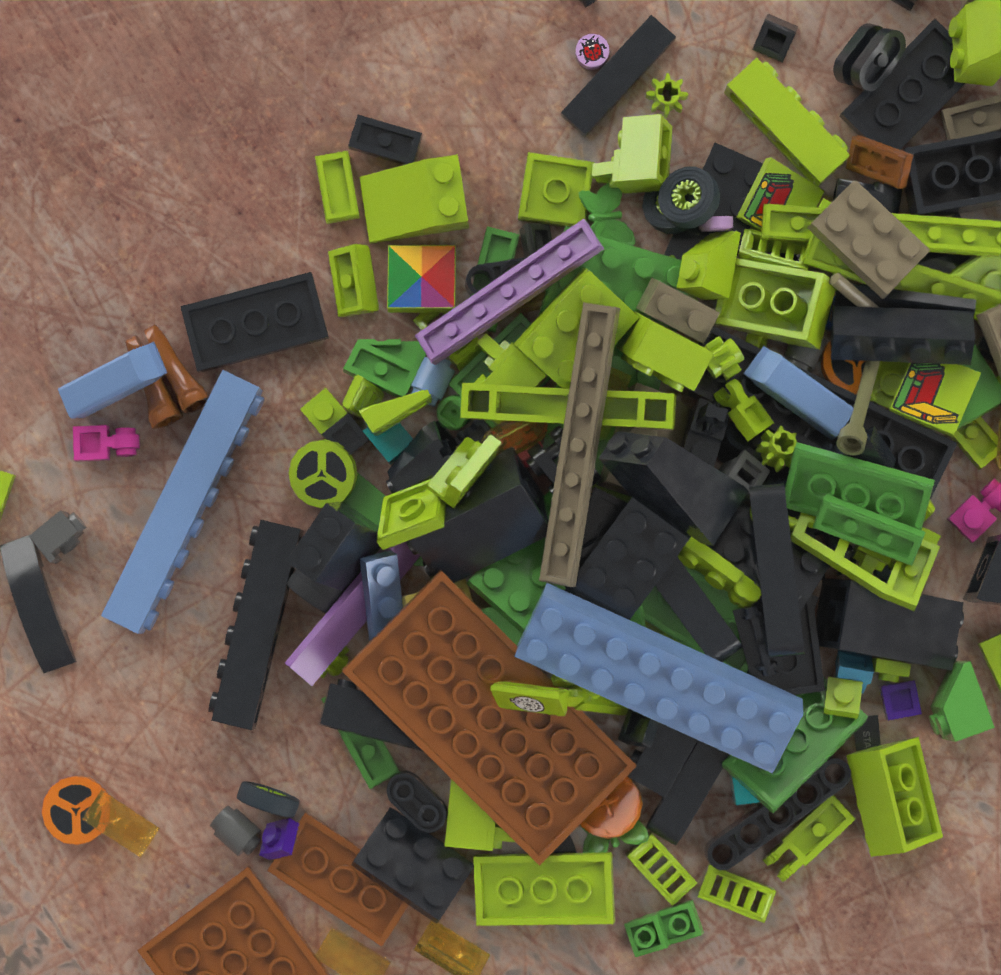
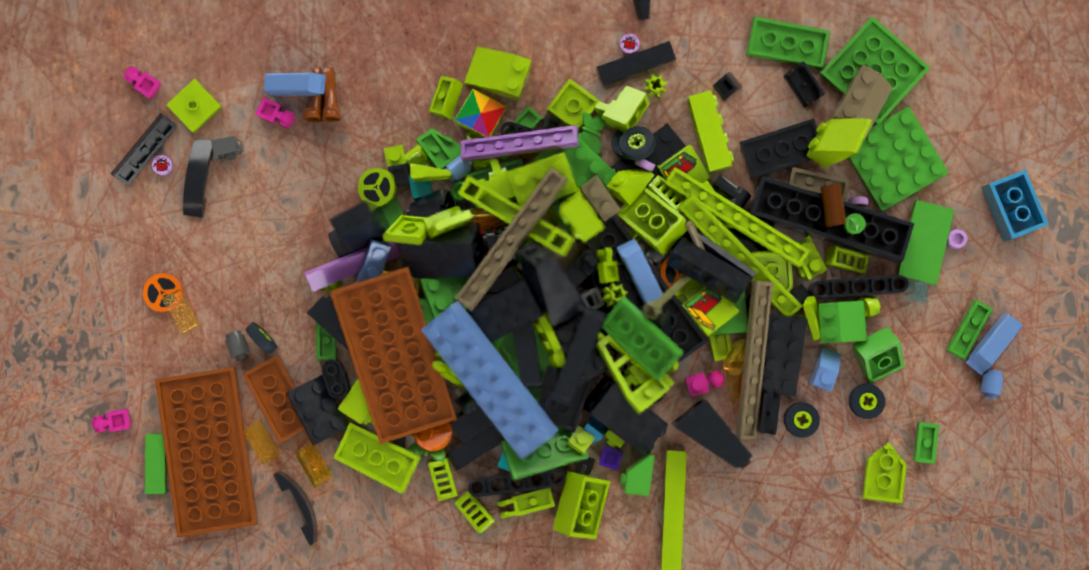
camera: 20 degrees right, 0 degrees up
(183, 502) = (298, 165): medium blue brick -> none
(254, 322) = (384, 92): black plate -> none
(256, 626) = (300, 249): black brick -> none
(278, 839) = (256, 360): dark purple plate -> none
(337, 187) = (462, 45): lime tile -> none
(385, 140) = (499, 34): black plate -> none
(530, 698) = (418, 355): lime slope -> none
(663, 928) = (428, 510): bright green slope -> none
(725, 358) = (610, 234): lime gear -> none
(868, 239) = (717, 212): dark tan plate -> none
(868, 529) = (637, 360): bright green tile -> none
(869, 56) = (769, 120): black brick -> none
(879, 161) = (745, 176): dark orange plate -> none

